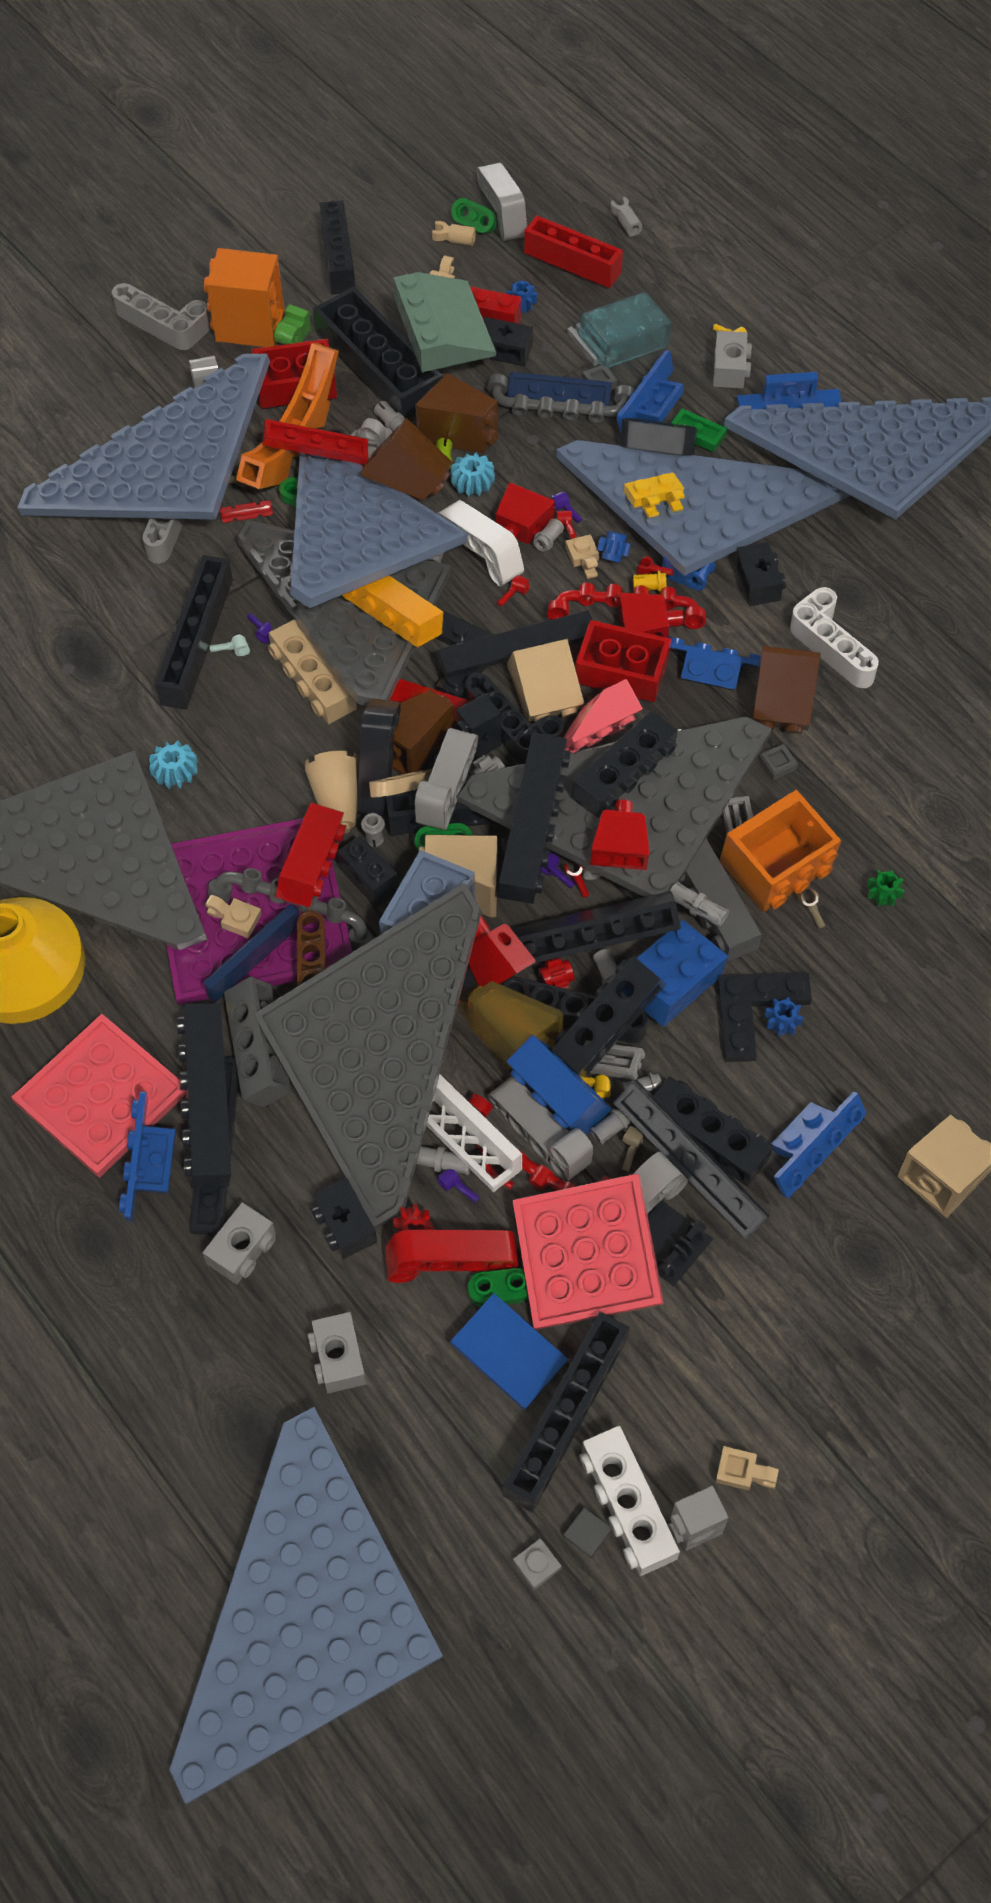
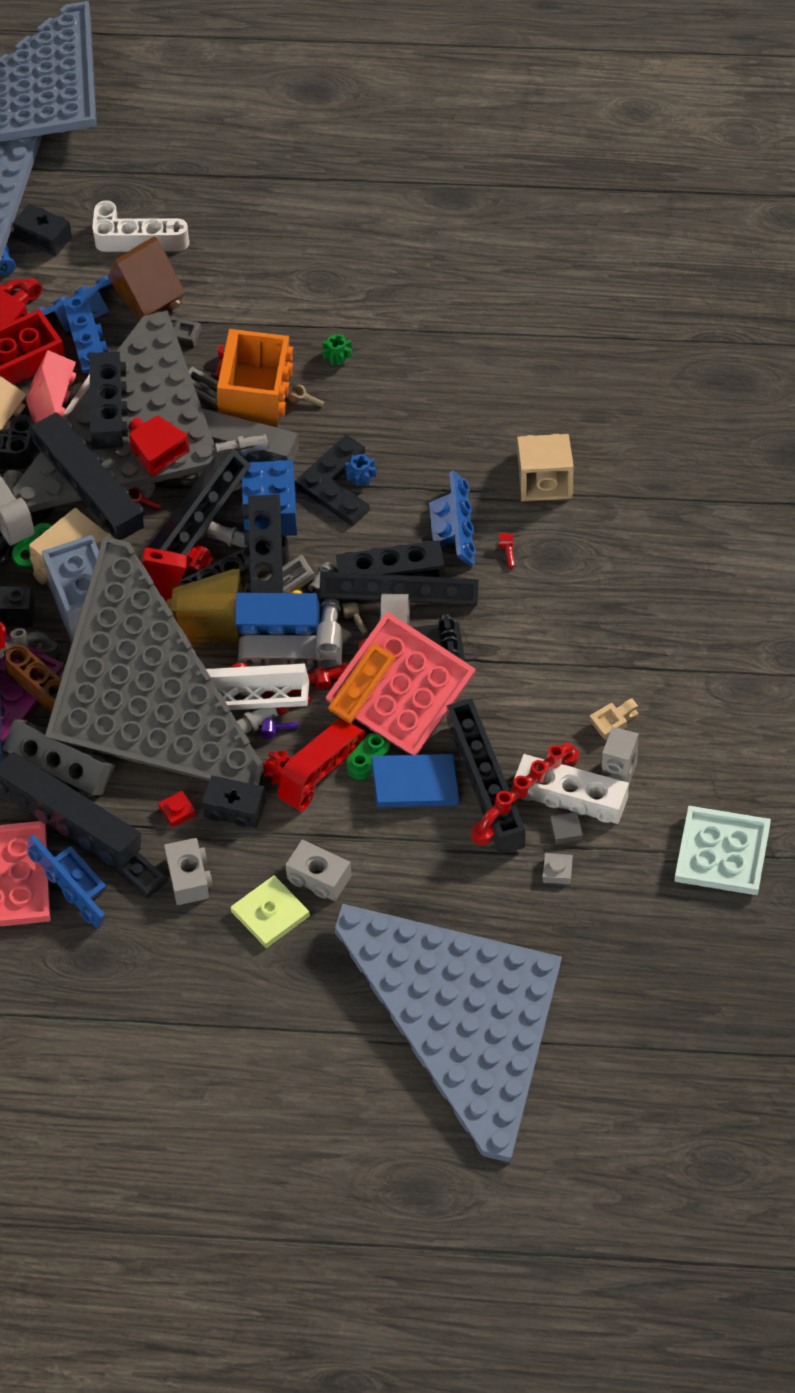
camera: 45 degrees left, 5 degrees down
(264, 1348) = (270, 911): none -> yellowish green plate
(299, 1179) = (177, 809): none -> red plate
(552, 1218) = (362, 683): none -> orange tile
(662, 1463) = (566, 754): none -> red bar
(690, 691) = (84, 330): none -> blue bracket
(698, 1708) = (722, 850): none -> light aqua plate
(839, 1205) = (506, 542): none -> red hand

